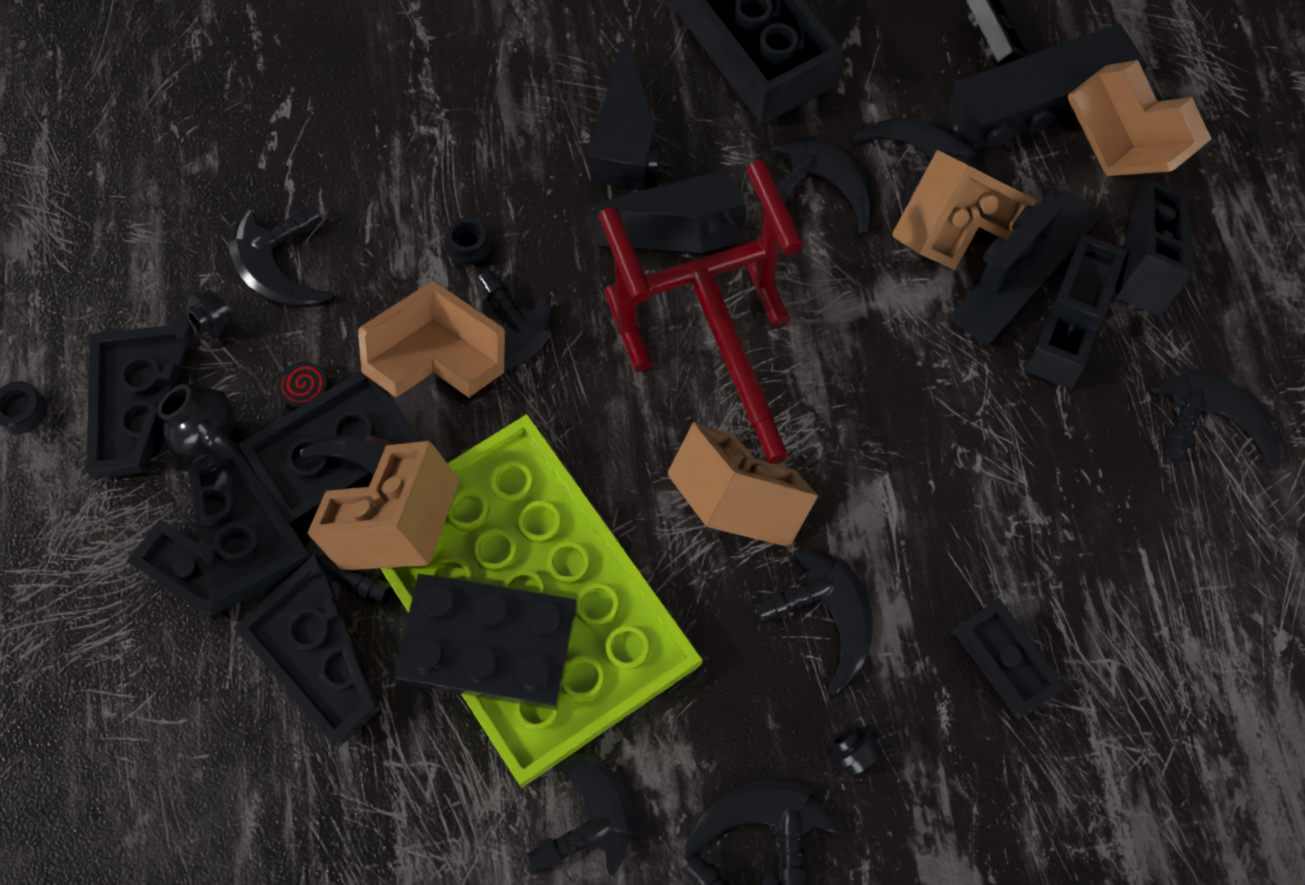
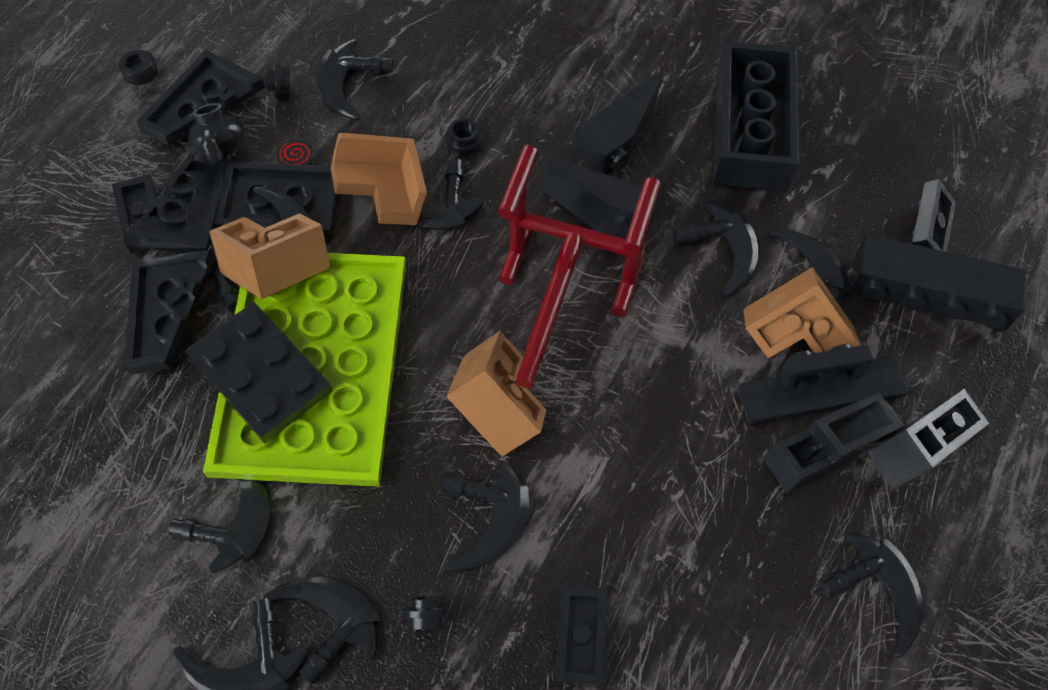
camera: 35 degrees right, 5 degrees down
(1131, 127) = (976, 341): medium nougat panel -> none

